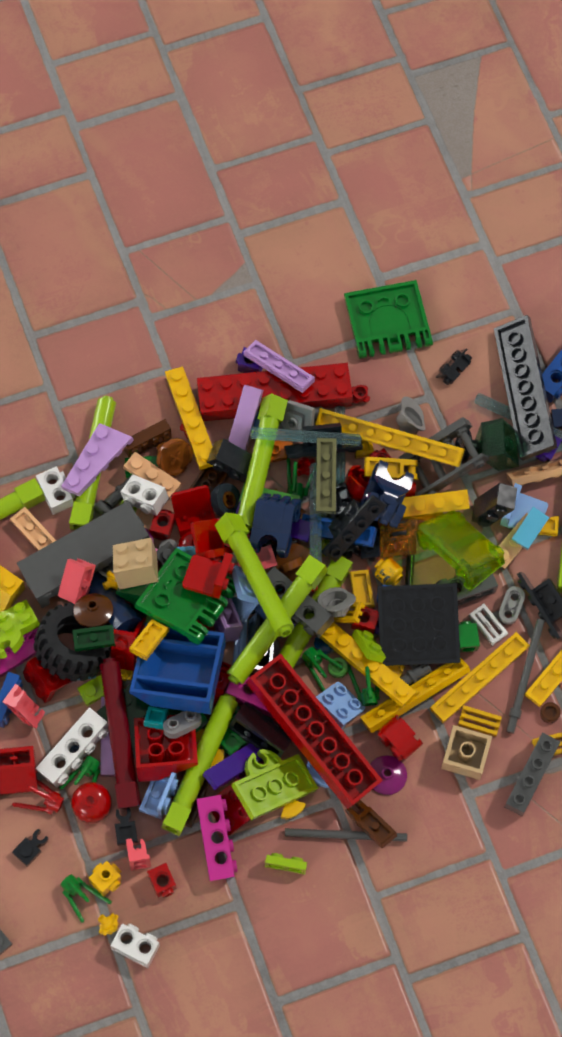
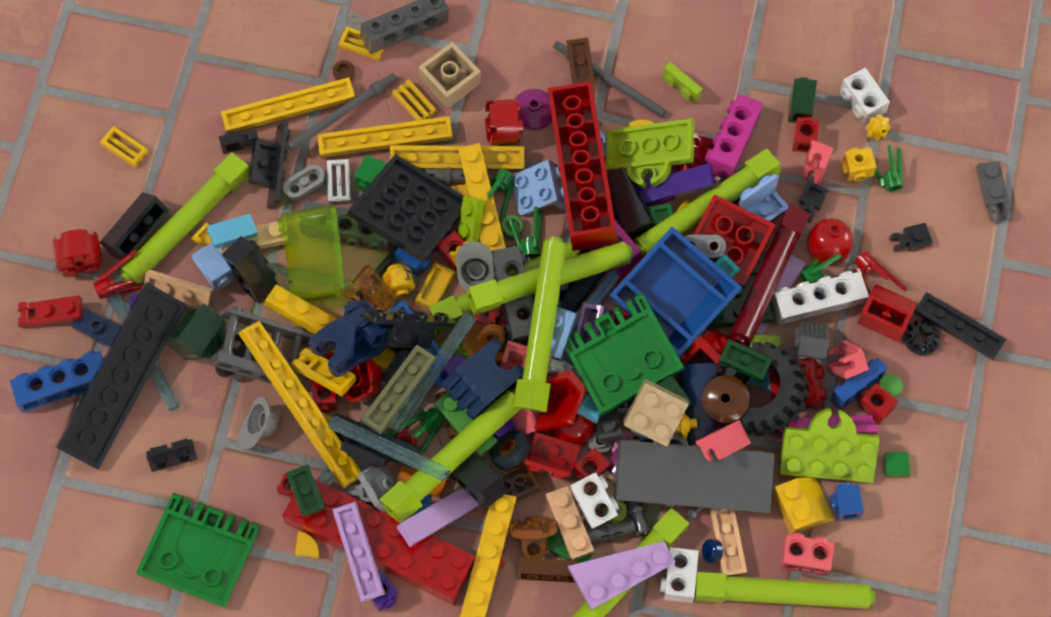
camera: 145 degrees left, 0 degrees up
(42, 519) = (712, 550): none -> clear blue tile
(58, 707) = (811, 340): none -> dark grey brick
(149, 639) = (690, 328): yellow plate -> none
(181, 904) = (801, 98): none -> dark green slope
(208, 575) = (589, 354): red bracket -> none
(318, 360) = (306, 546): none -> yellow tile
(341, 379) = (305, 491): none -> dark green plate

